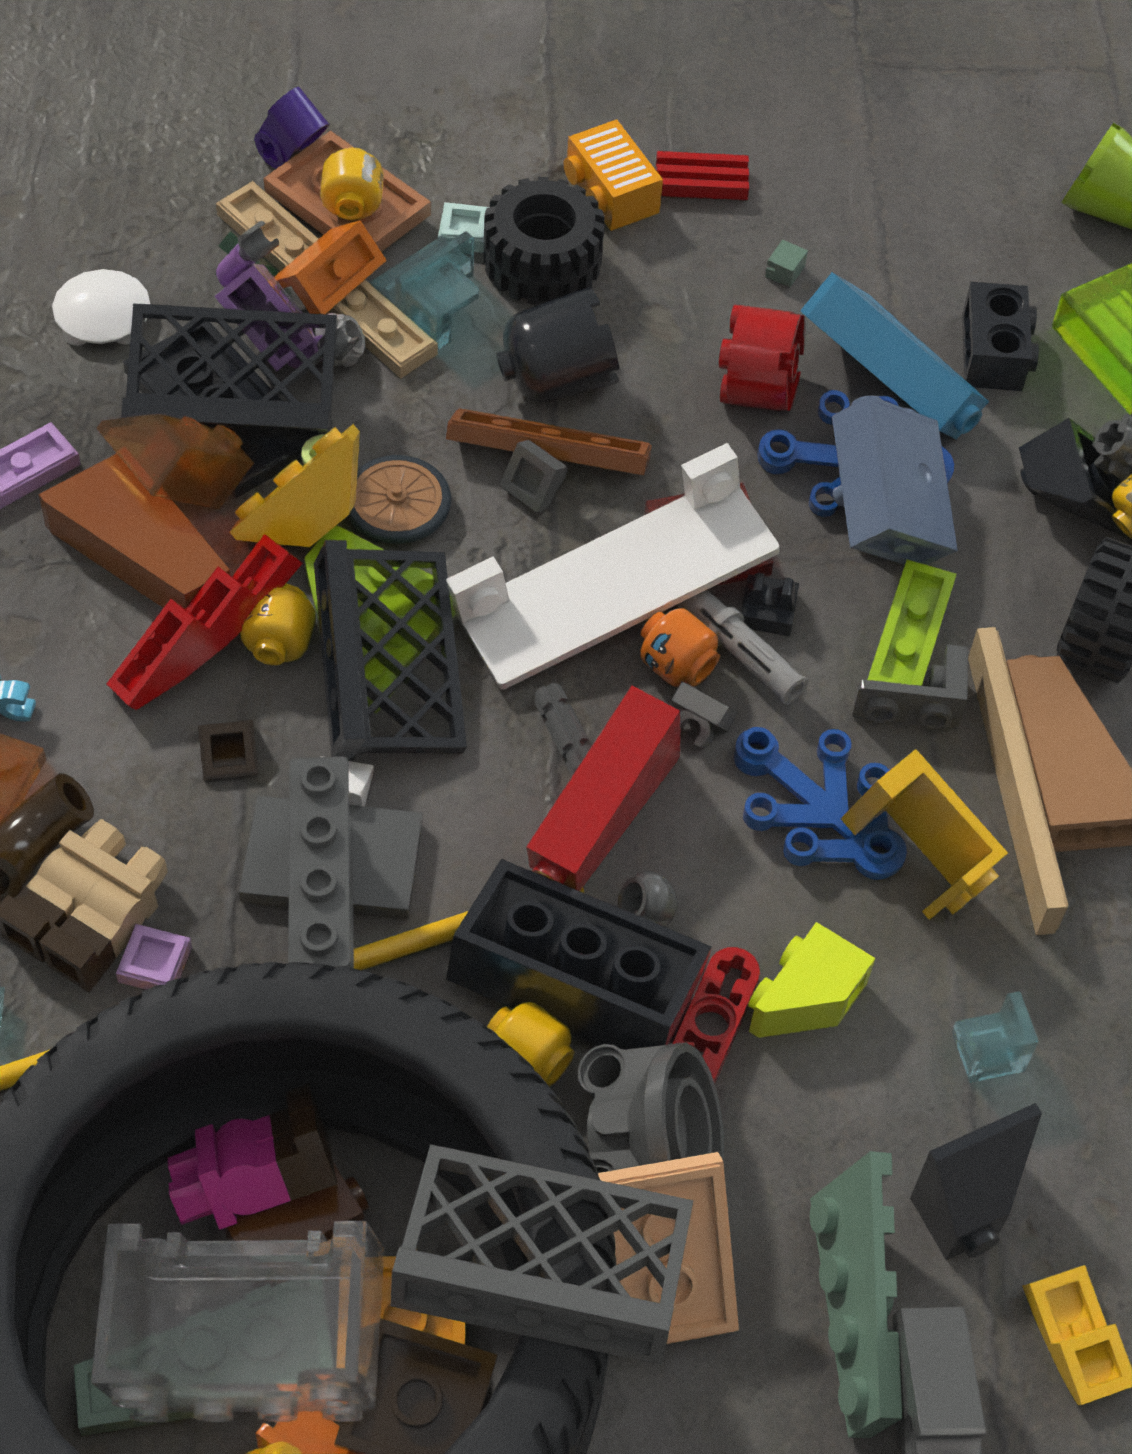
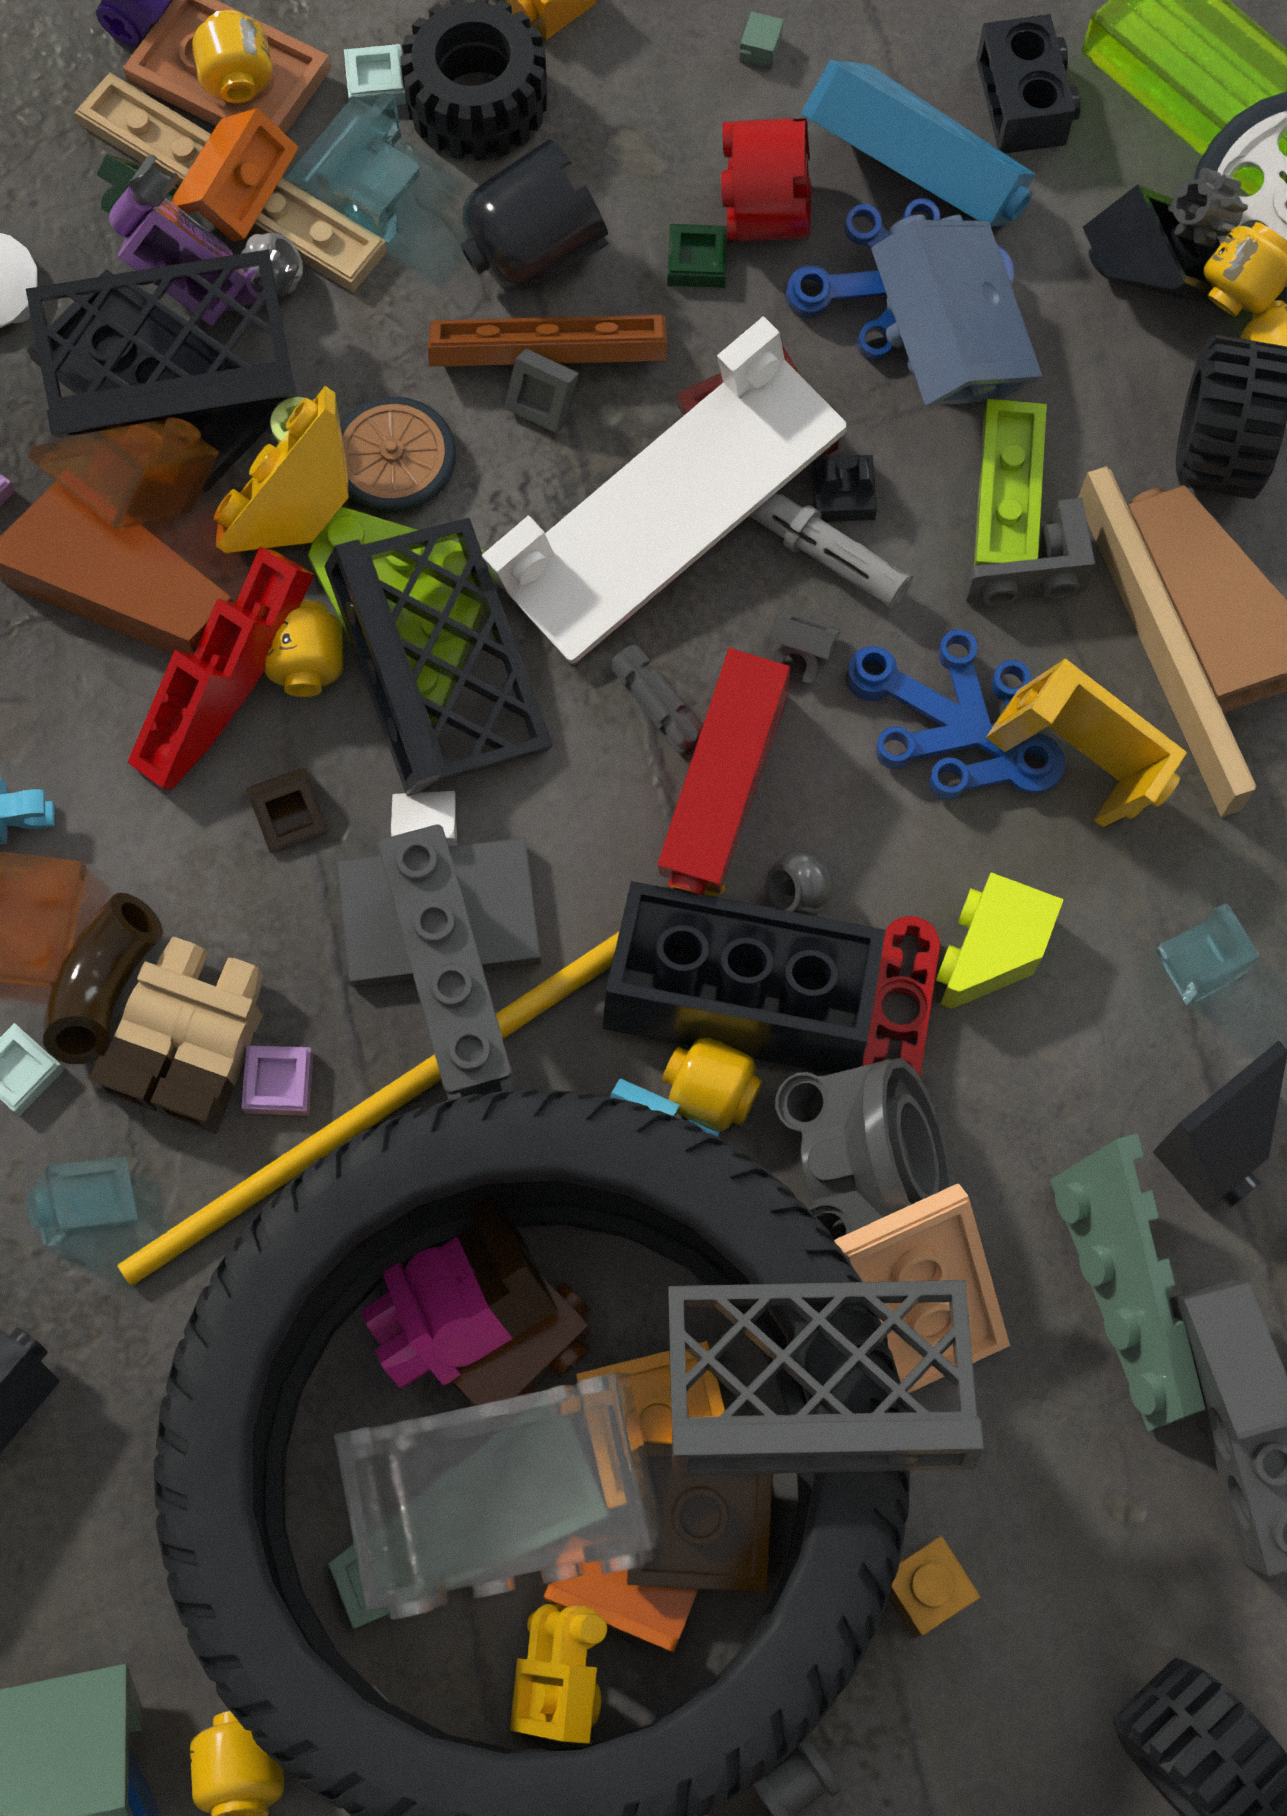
camera: 10 degrees left, 15 degrees up
(679, 647) = (759, 570): orange head -> none
(691, 407) = (697, 255): none -> dark green tile

